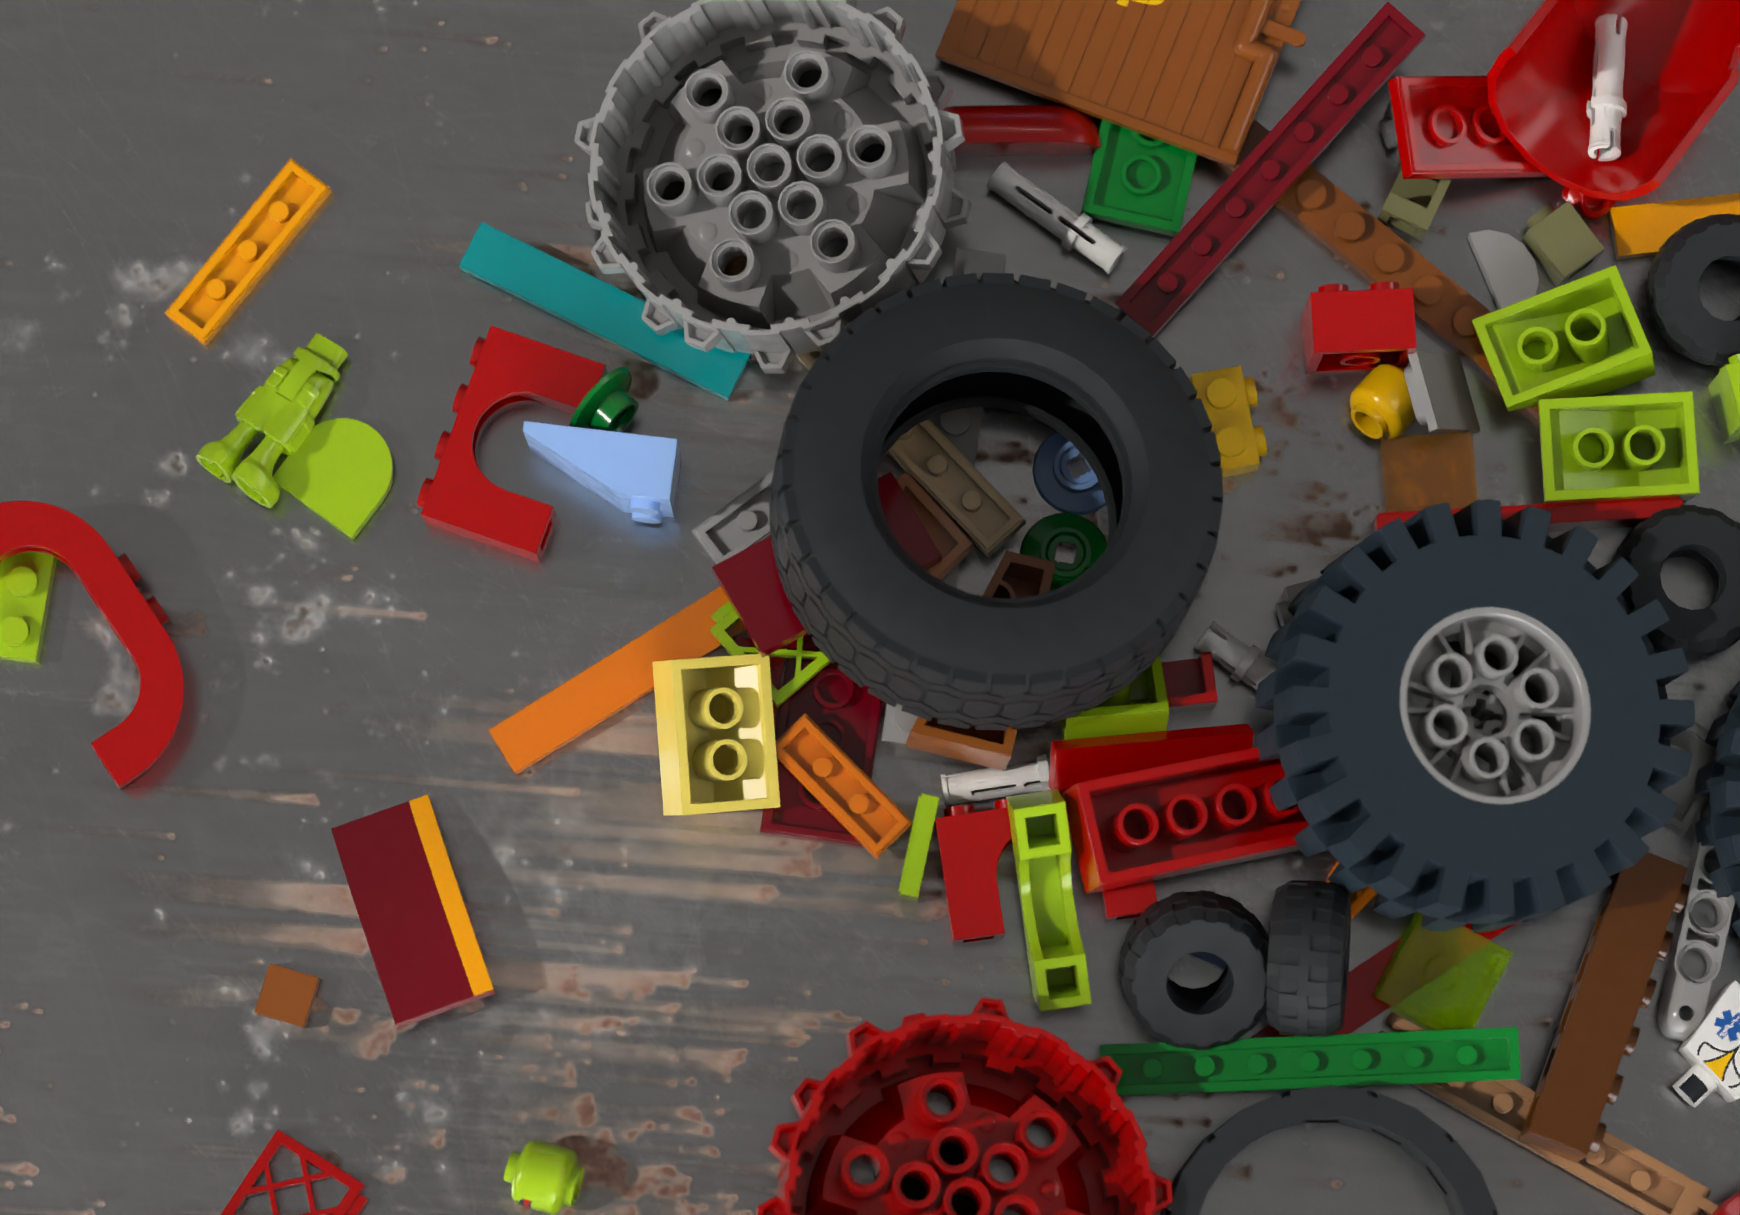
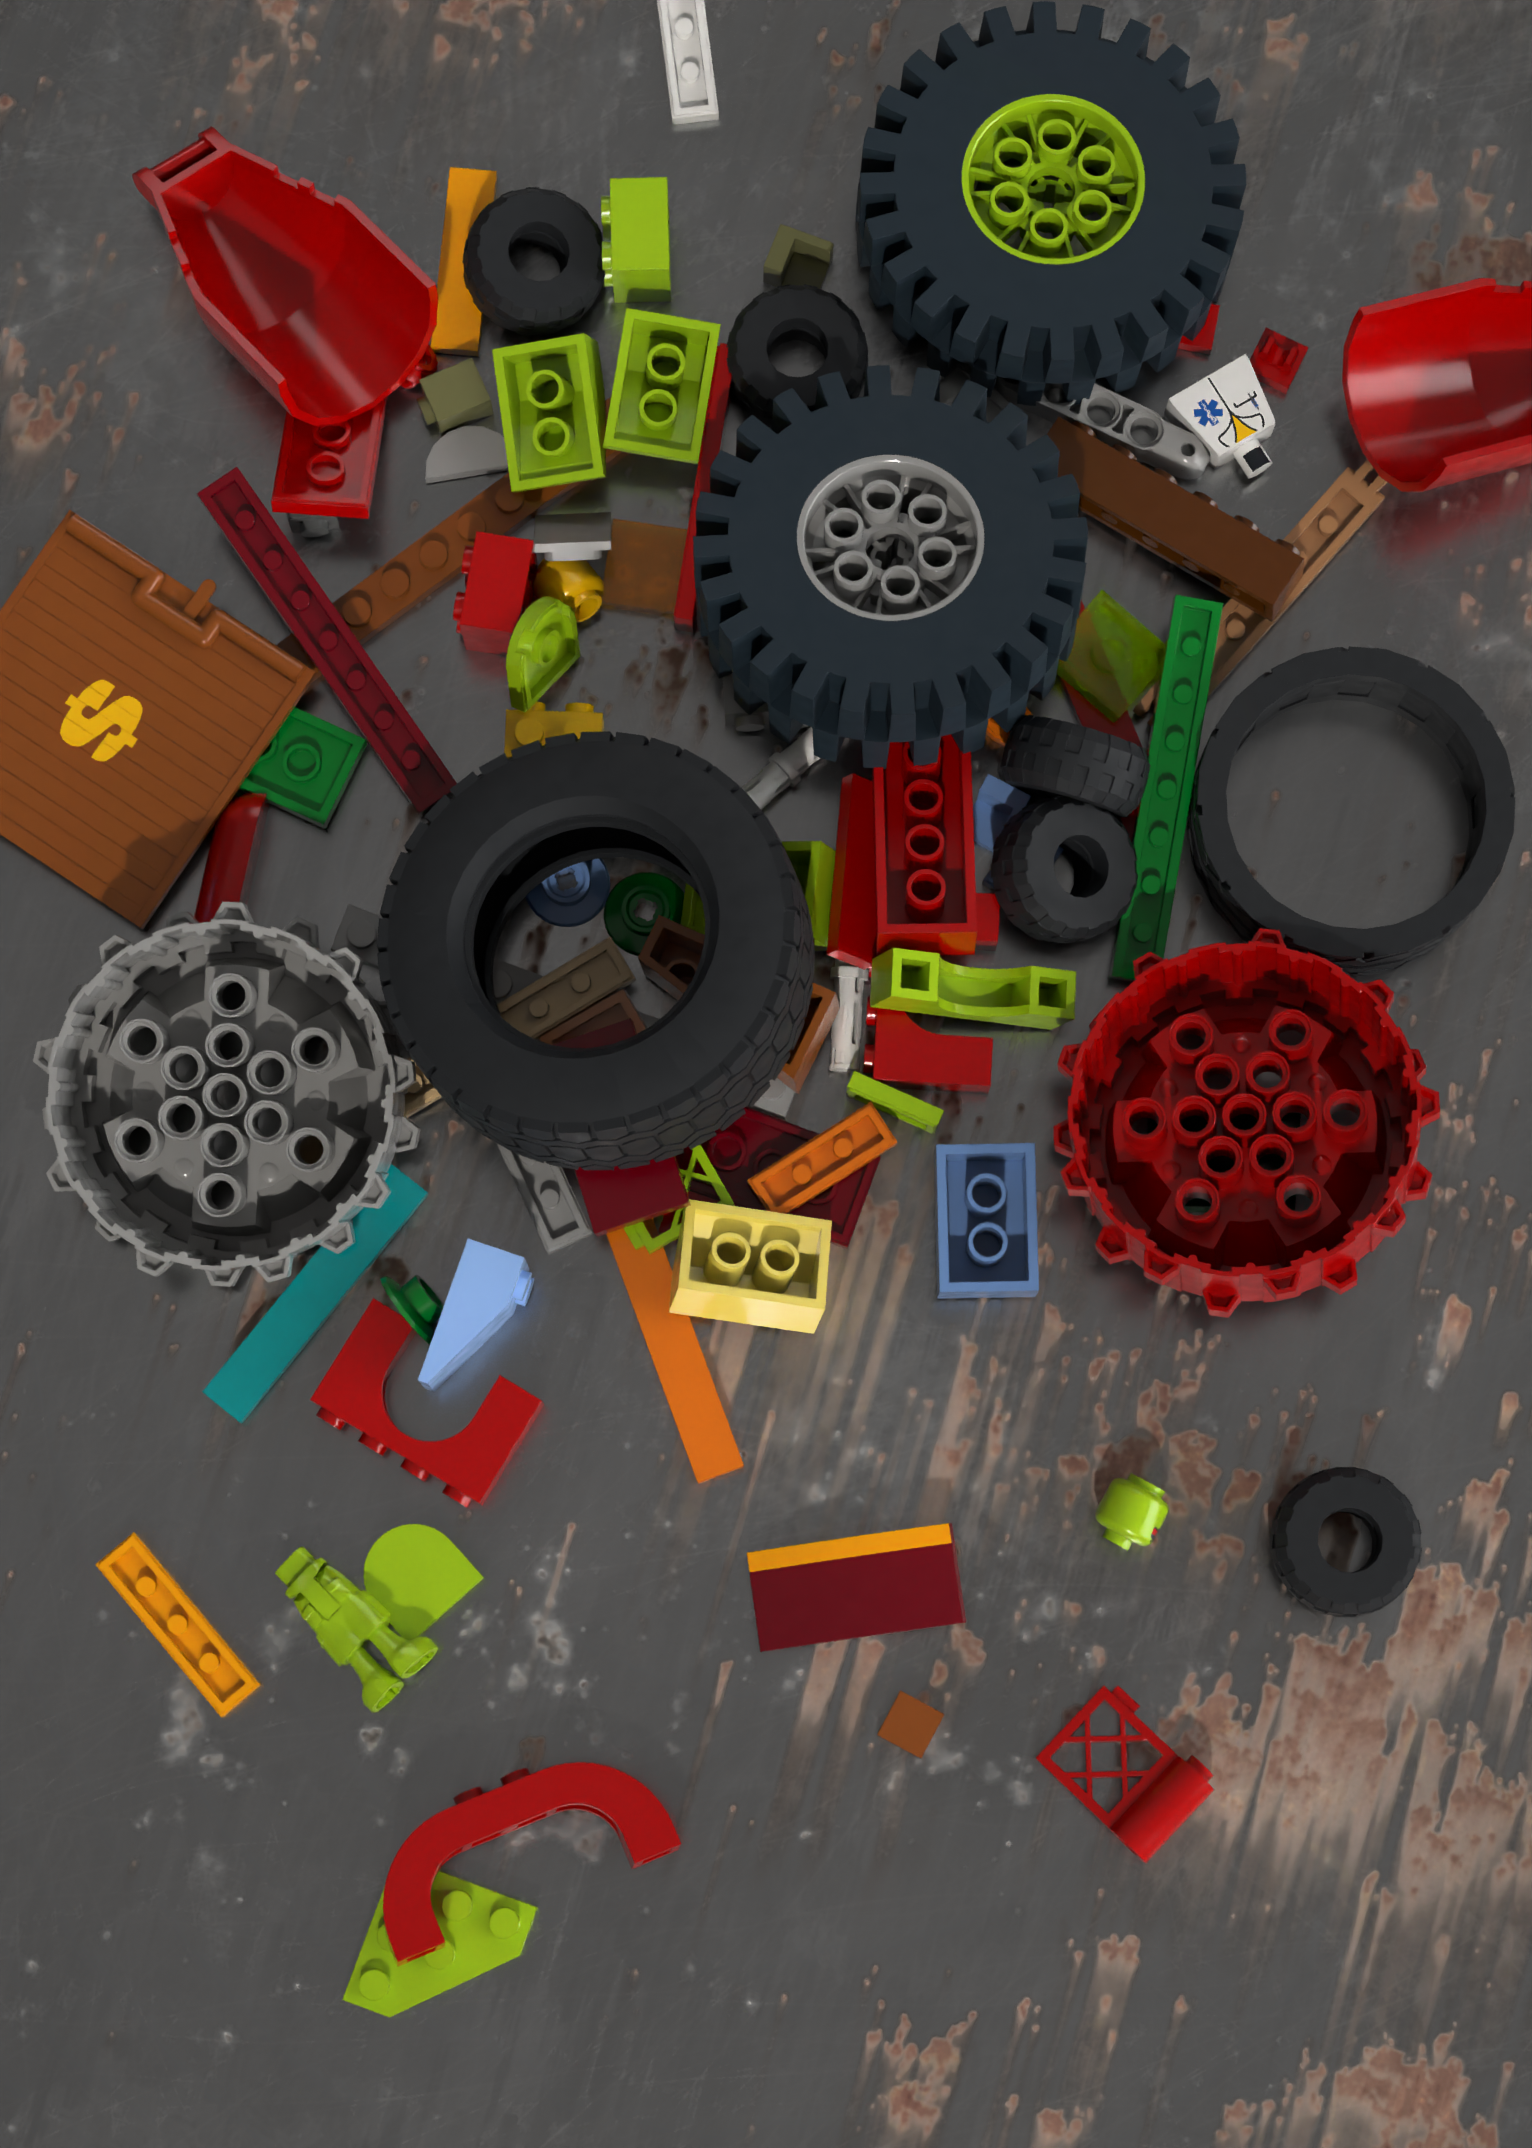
camera: 80 degrees left, 0 degrees up
(813, 964) = (986, 1220): none -> medium blue brick
(1104, 252) = (368, 813): white pin -> none
(1190, 684) = (794, 817): red panel -> none
(1250, 887) = (993, 808): none -> medium blue panel
(1308, 384) = (540, 650): none -> lime tile
(1413, 205) = (389, 522): olive panel -> none
(1607, 99) = (337, 323): white pin -> none

